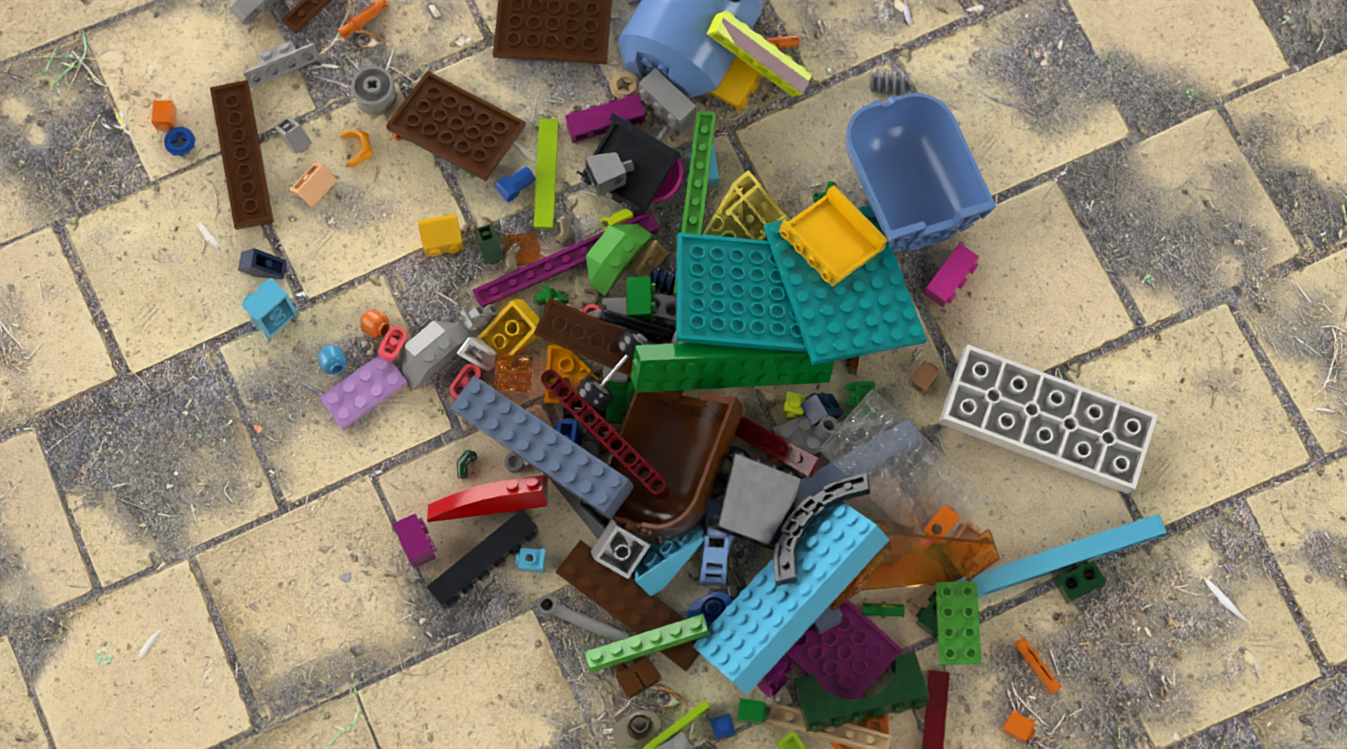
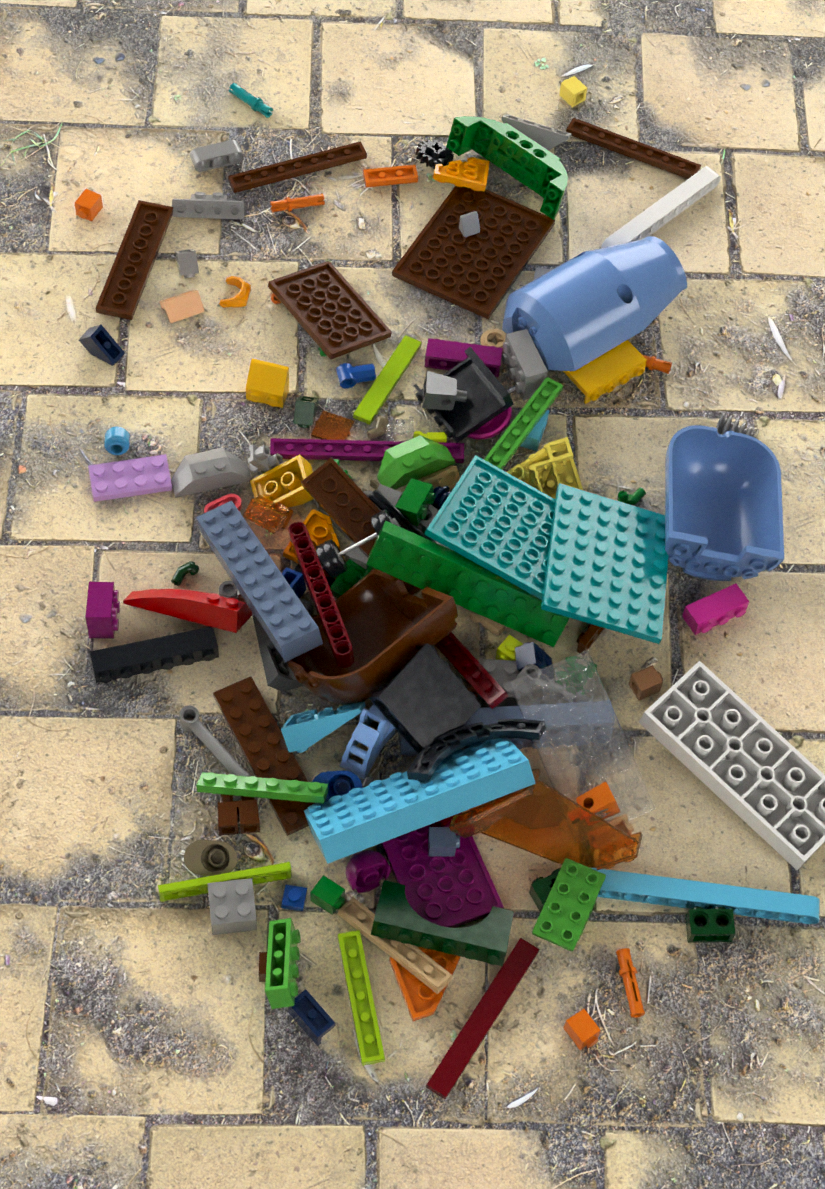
camera: 20 degrees right, 15 degrees down
(172, 137) = (87, 224): blue gear -> none
(269, 308) = (86, 374): medium azure brick -> none
(374, 90) = (274, 255): light grey wheel -> none
(374, 323) = (170, 429): orange head -> none
(392, 345) = (176, 449): coral plate -> none
(478, 353) = (245, 485): white slope -> none
(510, 259) = (318, 428): dark tan arm -> none
(536, 565) = (201, 679): medium azure brick -> none
(620, 549) = (282, 696): light grey brick -> none
(759, 53) = (626, 354): brick -> none
(833, 236) = (617, 519): yellow panel -> none
(883, 609) = (503, 864): green pin -> none

